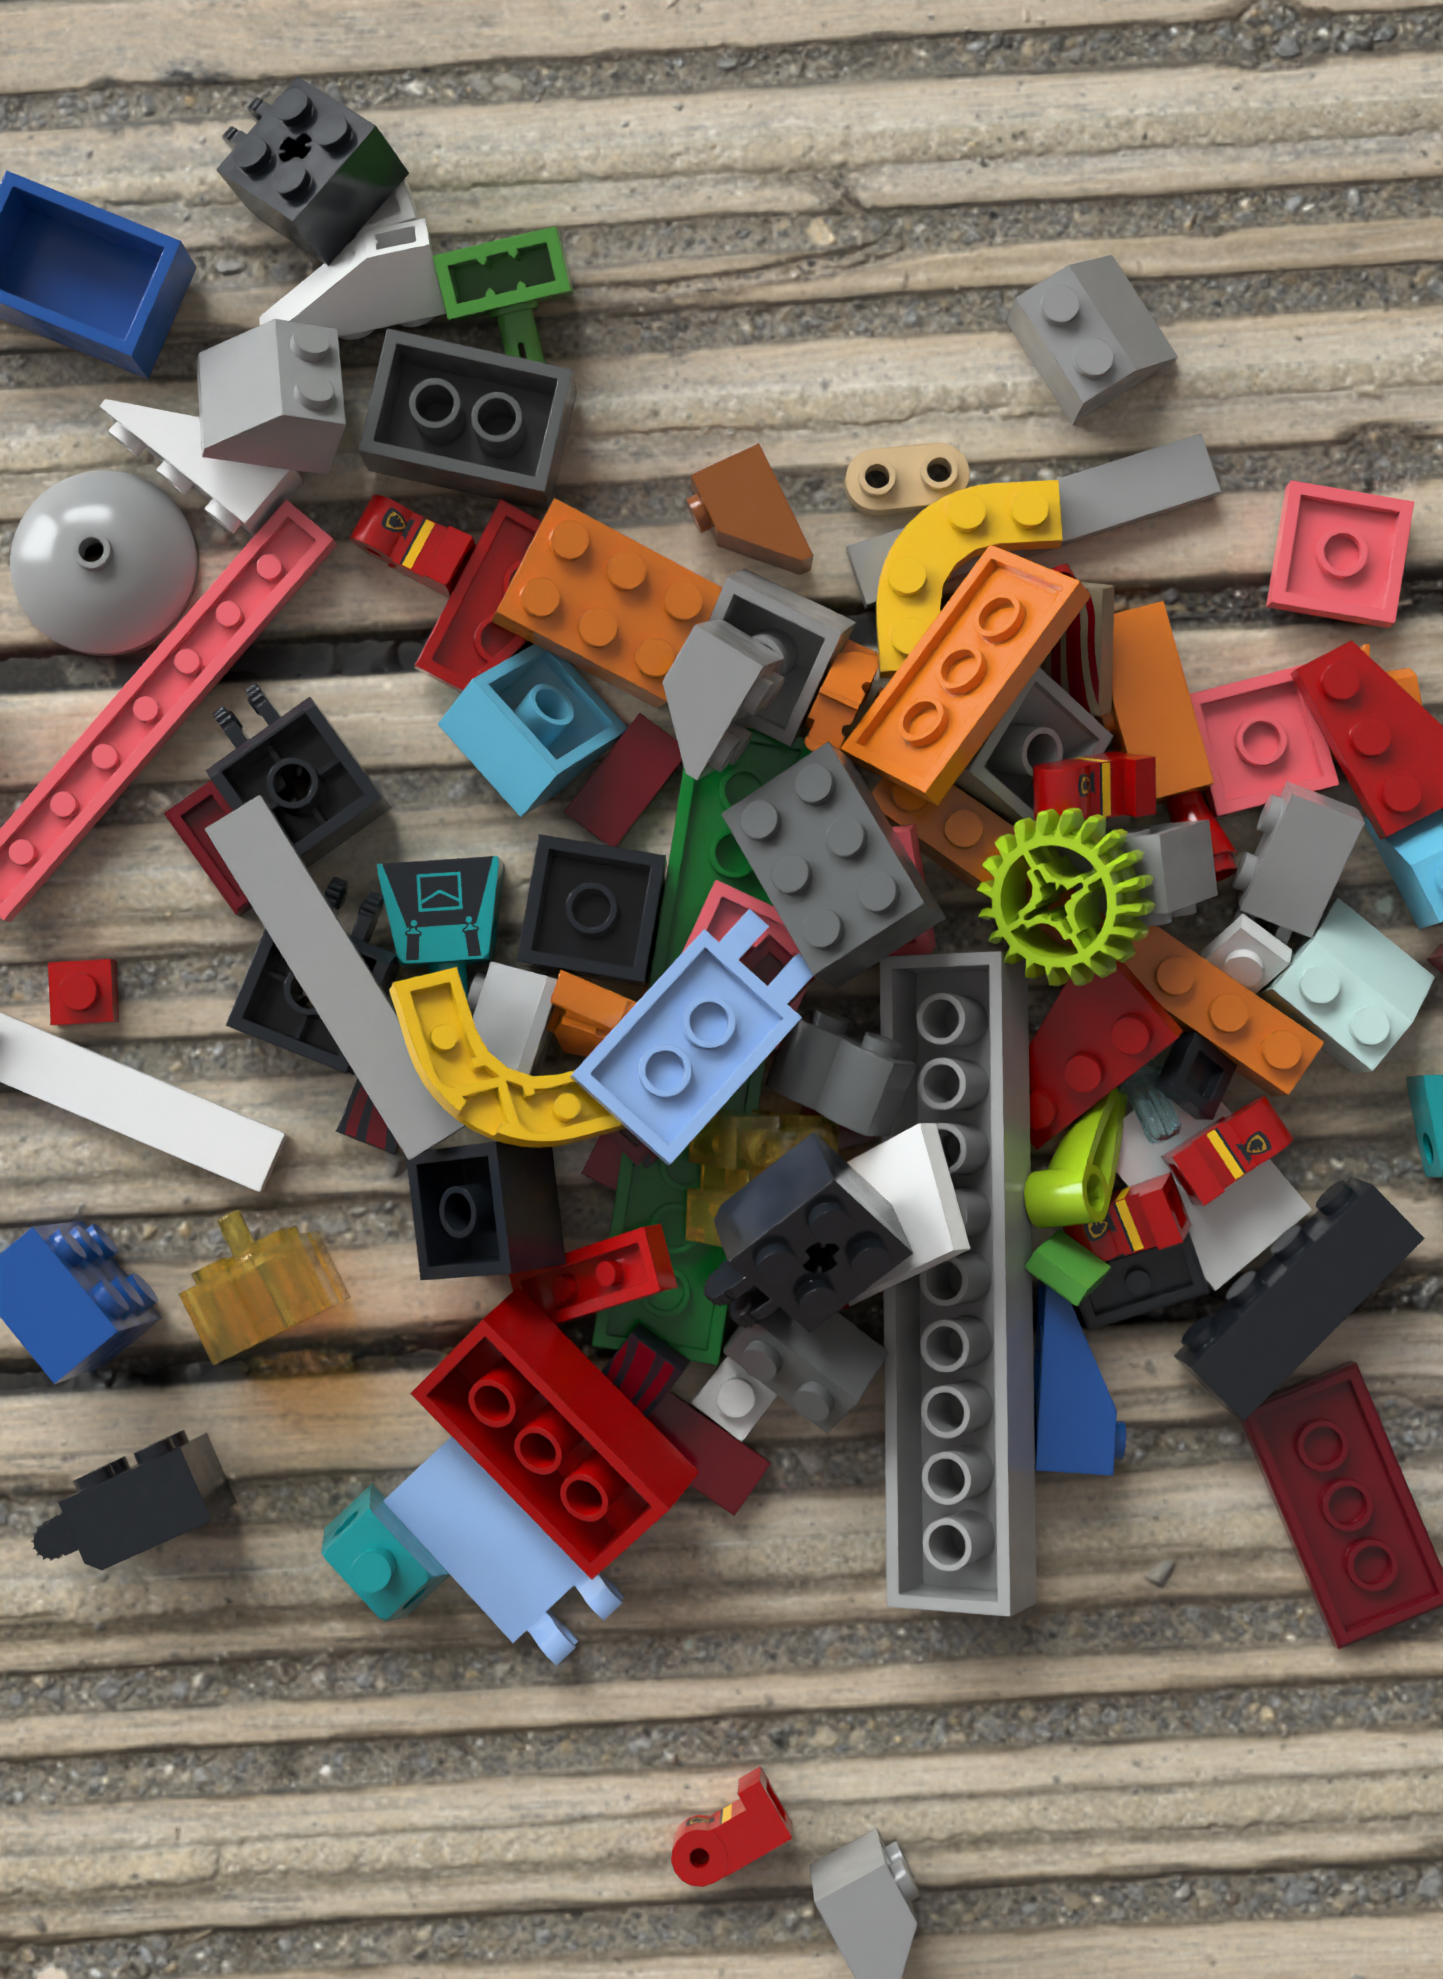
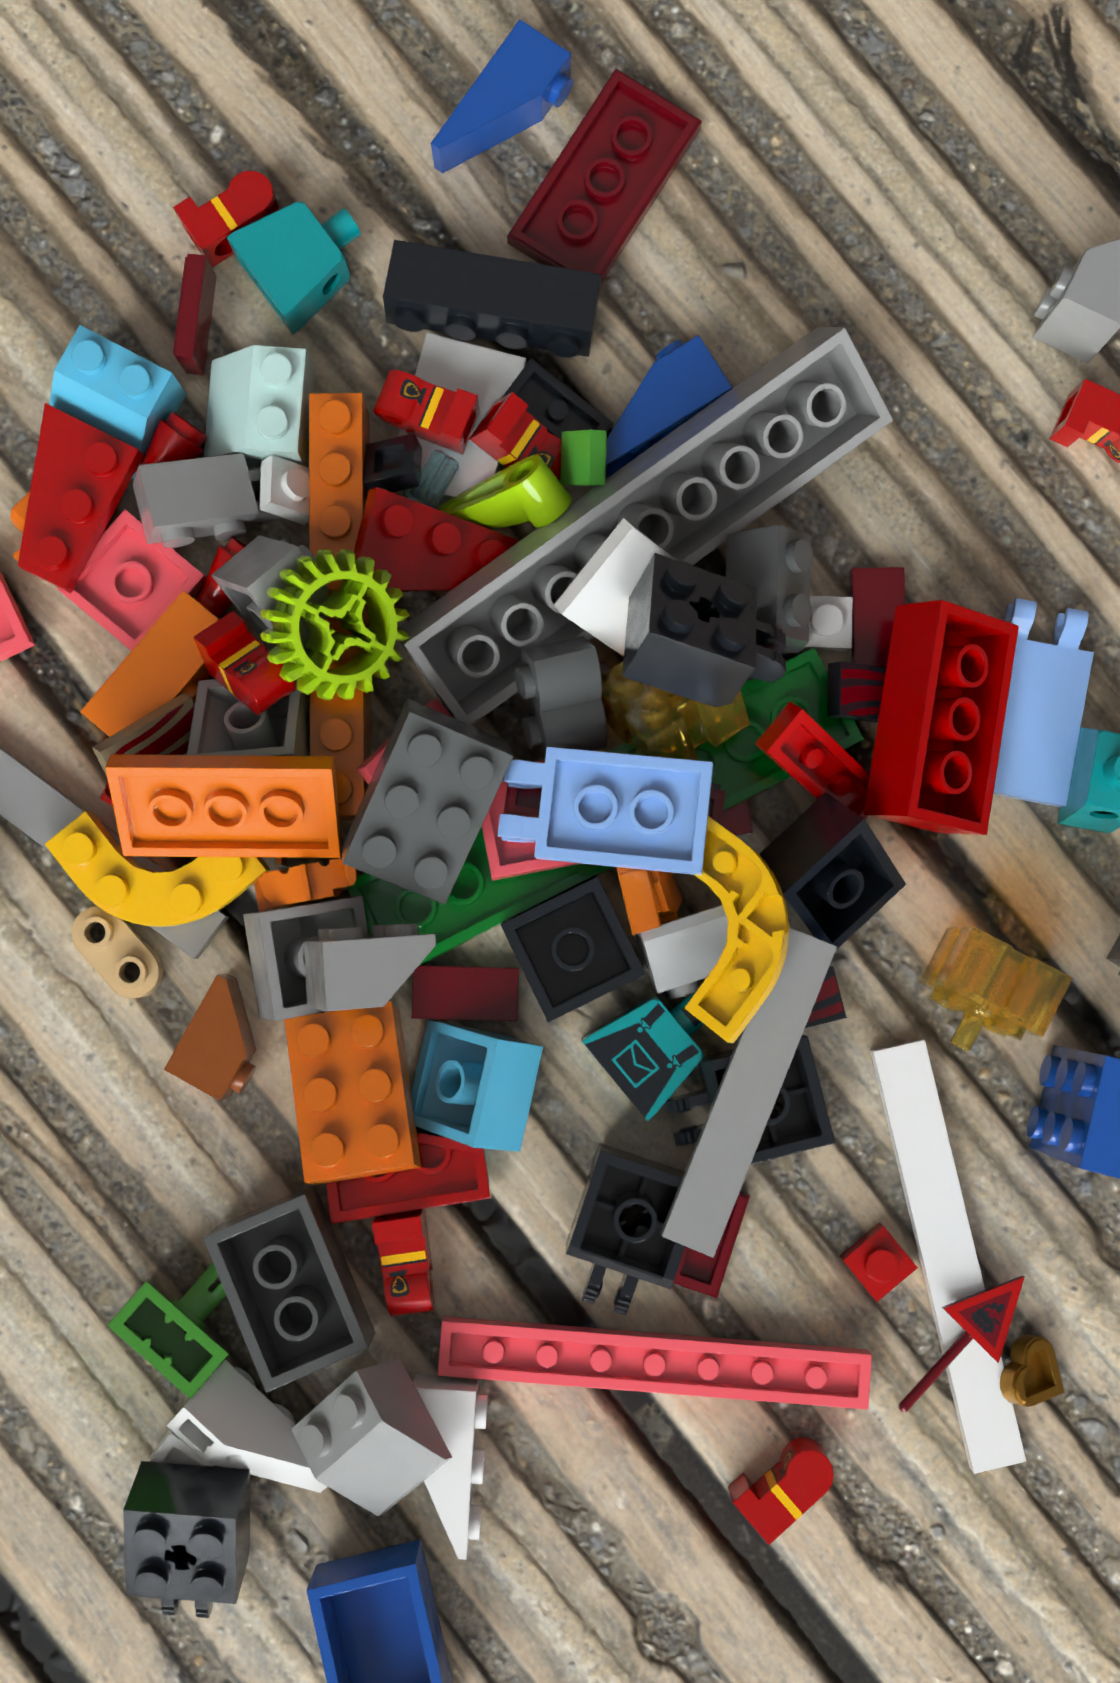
camera: 125 degrees left, 0 degrees up
(129, 592) = (564, 1438): light grey dish -> none
(1371, 877) = (174, 441): none -> red cone

